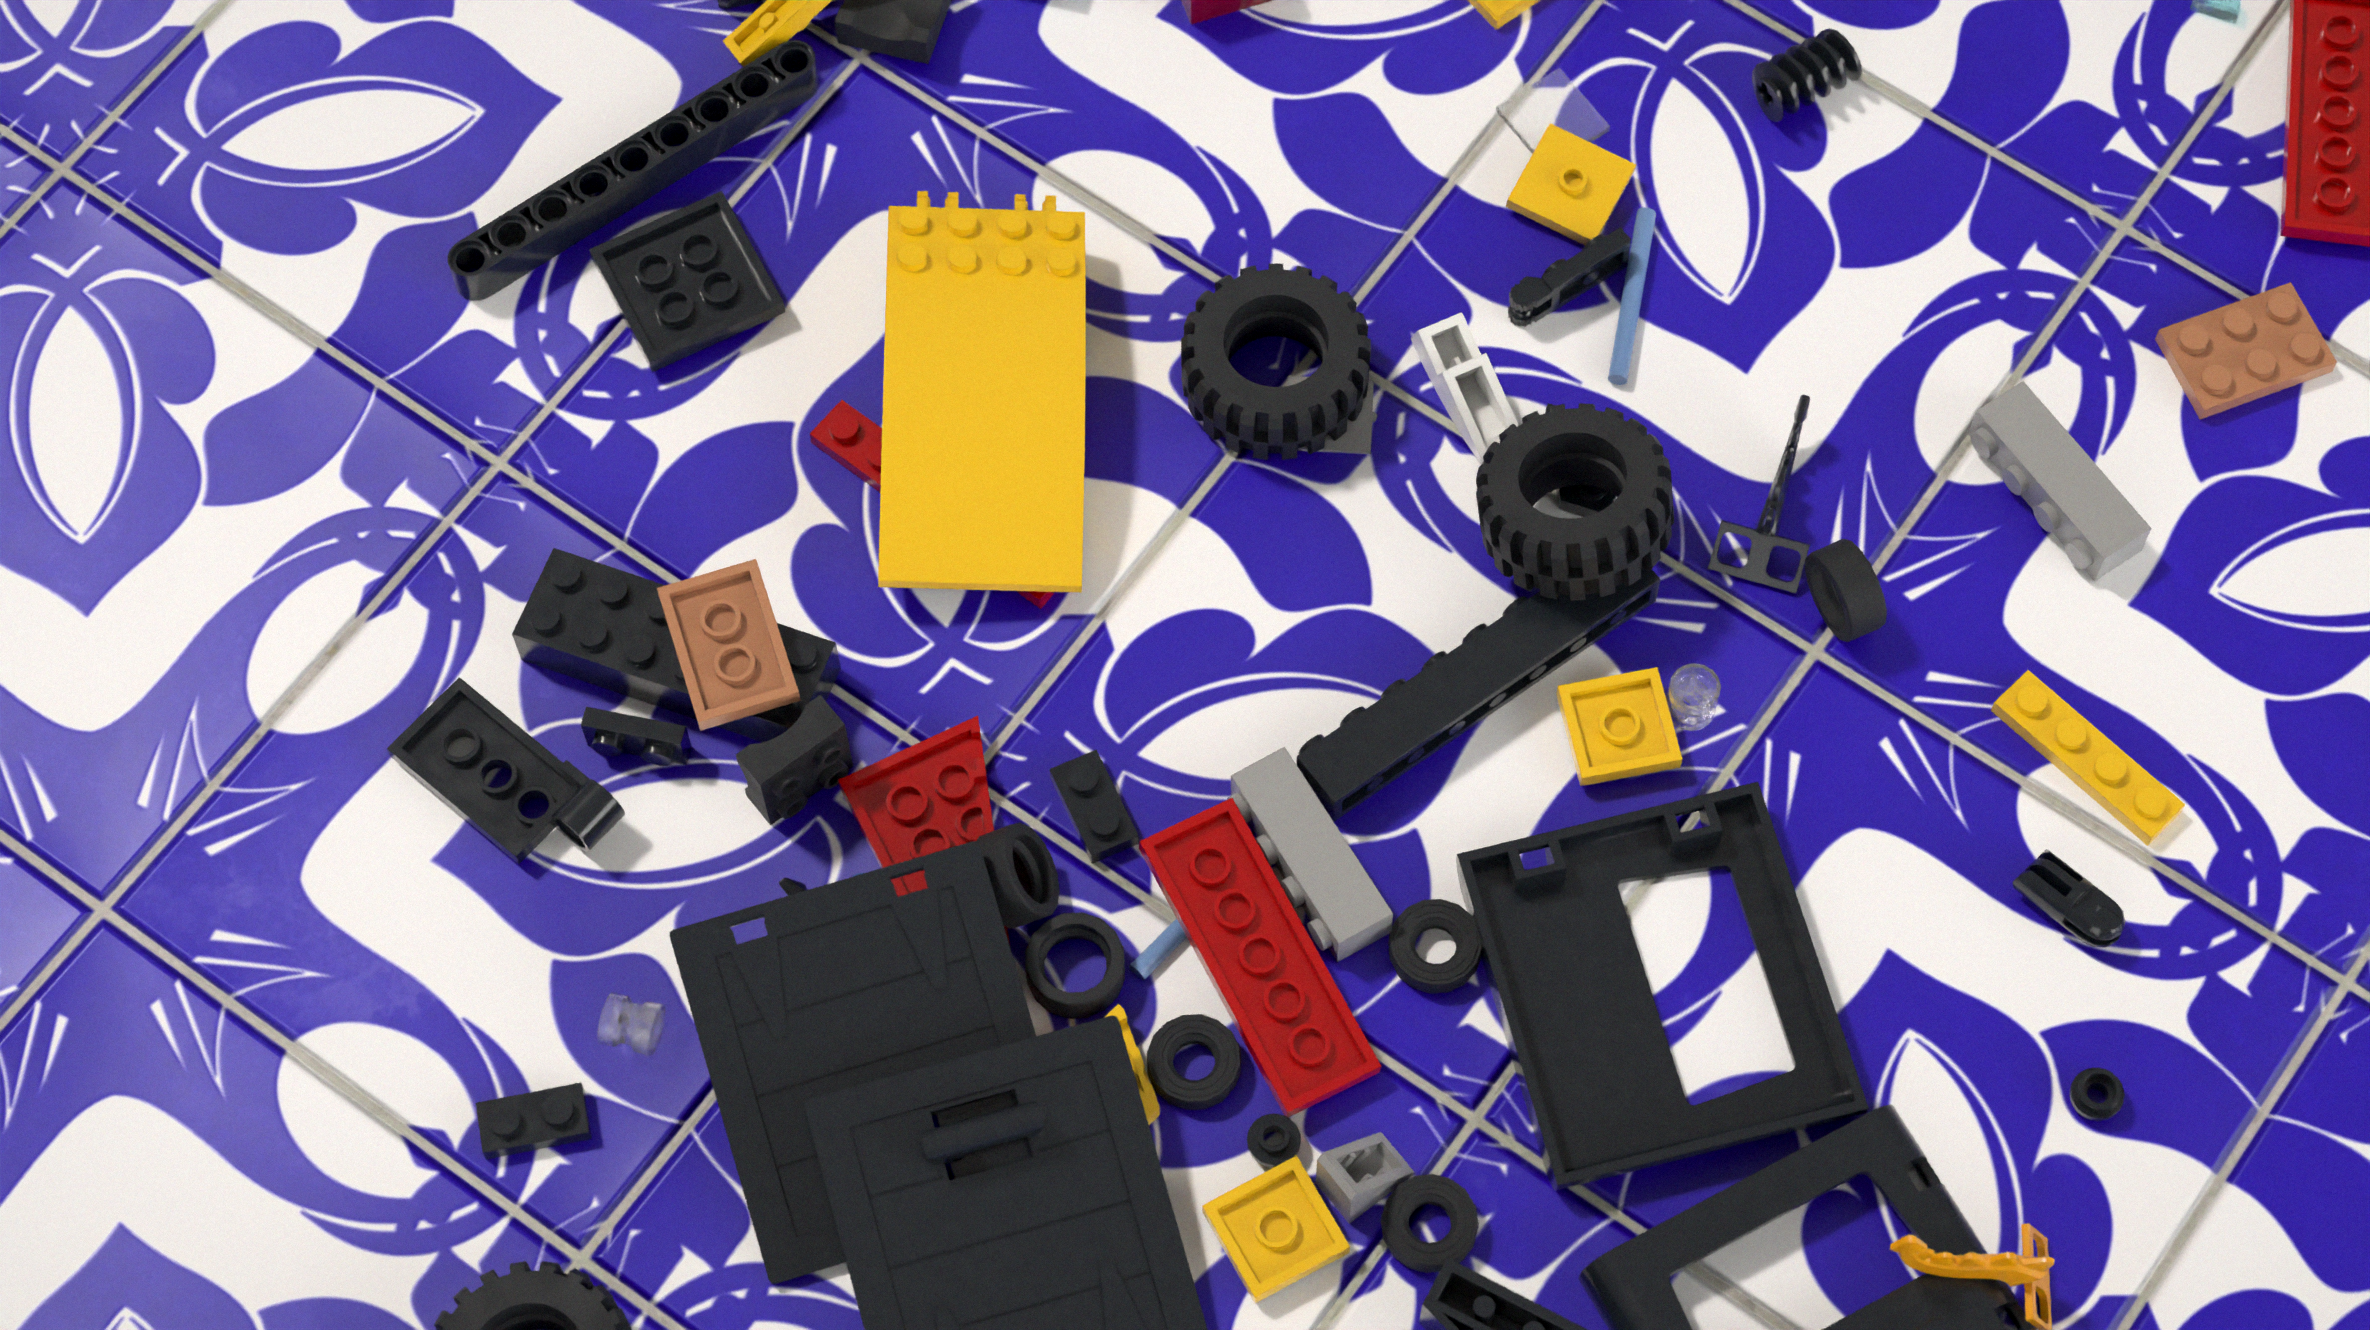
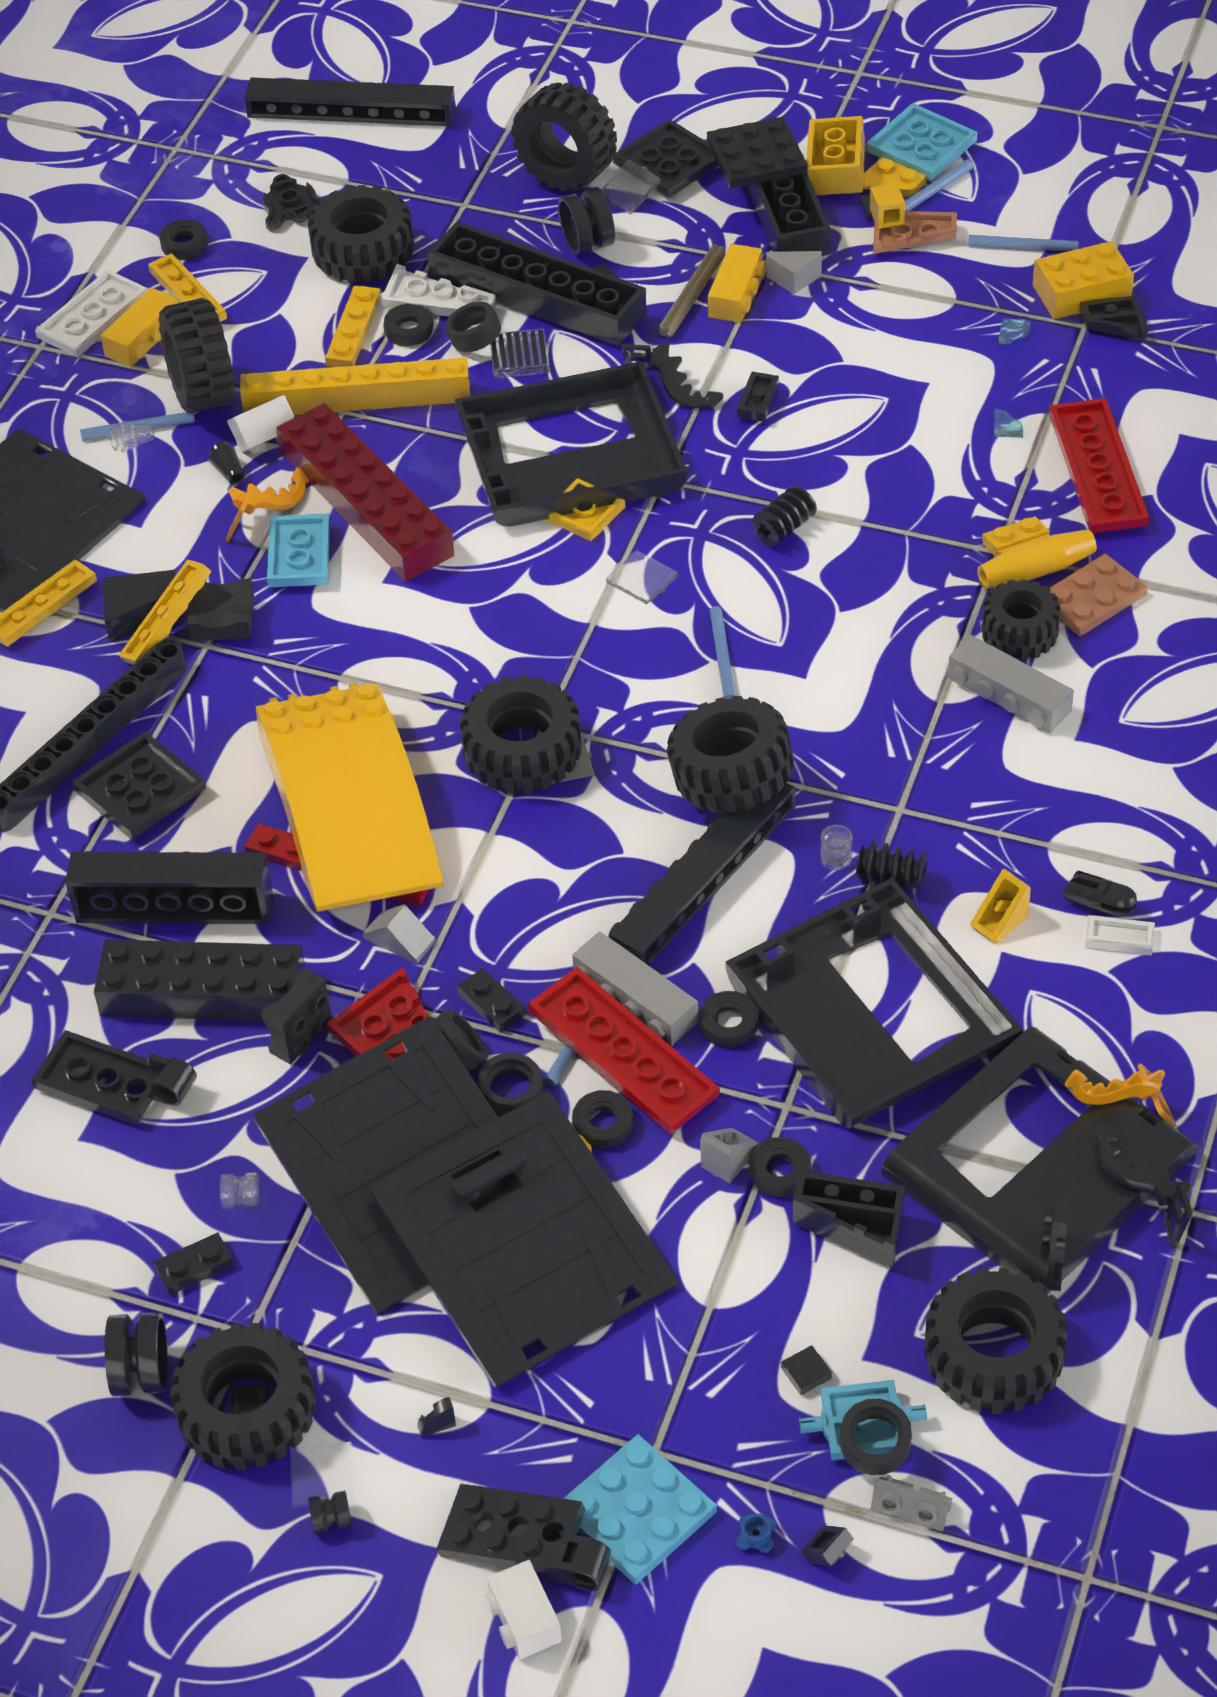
camera: 15 degrees left, 15 degrees down
(401, 1260) = (136, 1354): none -> black wheel
(623, 733) = (189, 1033): black plate -> none
(675, 482) = (170, 887): none -> black brick
(728, 644) = (236, 957): nougat plate -> none
(993, 653) = (400, 933): none -> light grey slope
(1273, 1155) = (667, 1156): black plate -> none
(1275, 1229) = (686, 1194): yellow plate -> none
(1464, 382) = (637, 719): white slope -> none
(1568, 279) = (682, 653): black hinge -> none
(1570, 185) = (665, 606): yellow plate -> none
(1619, 726) = (797, 874): yellow plate -> none
(1765, 756) = (891, 865): none -> black piece
(1767, 527) = (848, 751): black piece -> none
(1845, 590) = (907, 766): black tyre -> none
(1909, 881) = (1003, 907): none -> yellow slope
(2078, 976) = (1119, 935): none -> white tile
(2087, 757) = (1081, 821): yellow plate -> none
(2103, 1081) = (1155, 984): black plate -> none
(2122, 338) = (1021, 619): none -> black tyre
(2172, 247) = (1030, 552): none -> yellow plate

